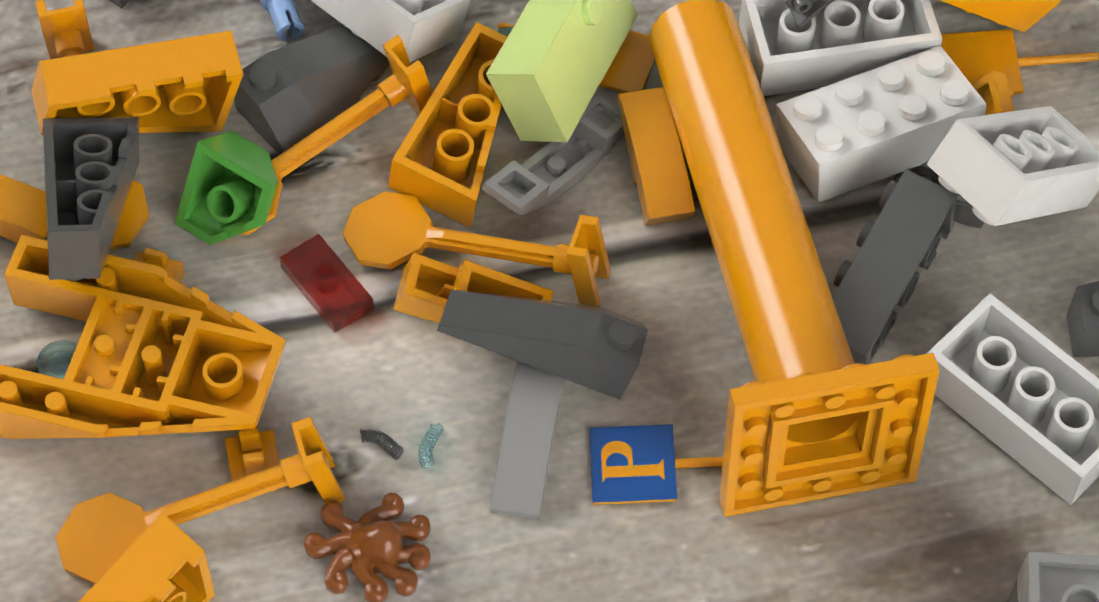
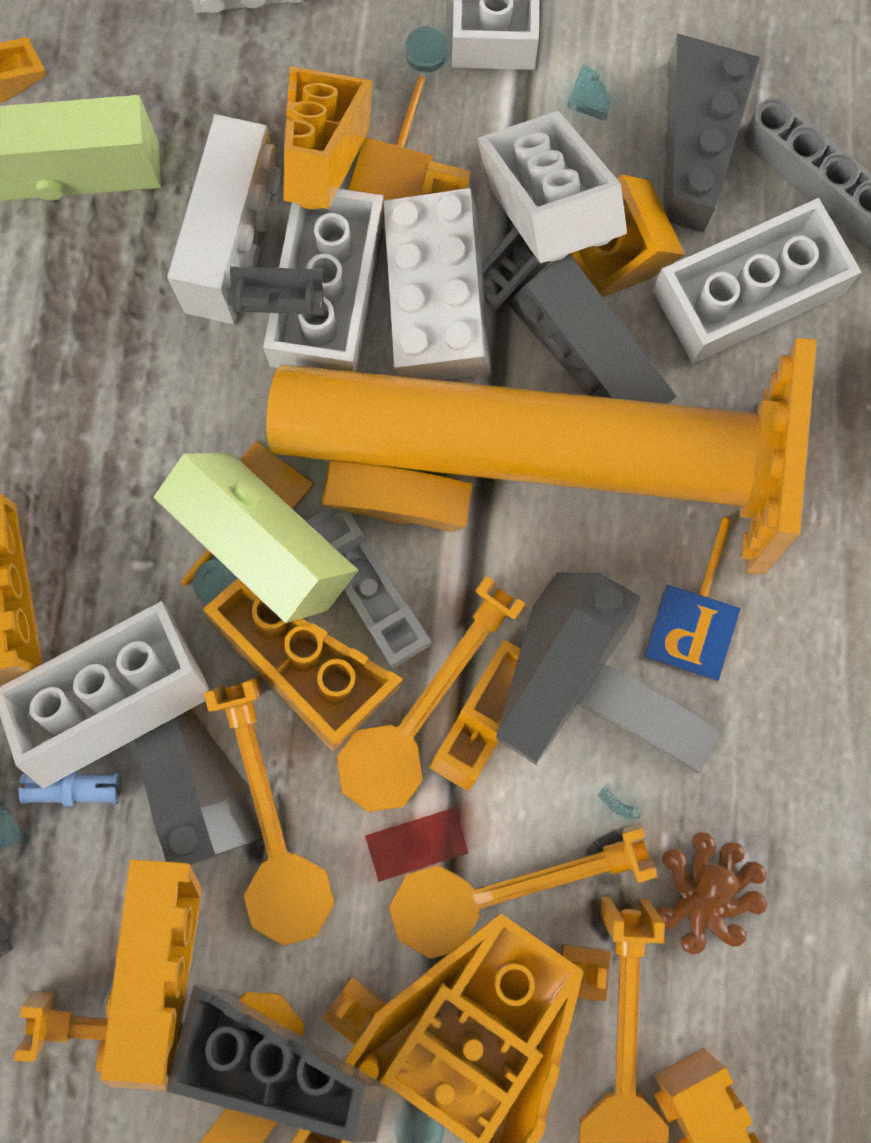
camera: 70 degrees left, 20 degrees up
(226, 188) = (297, 910): bright green slope -> none
(383, 439) = (440, 909): none -> light orange piece
(1024, 268) = (640, 252): none -> light orange slope

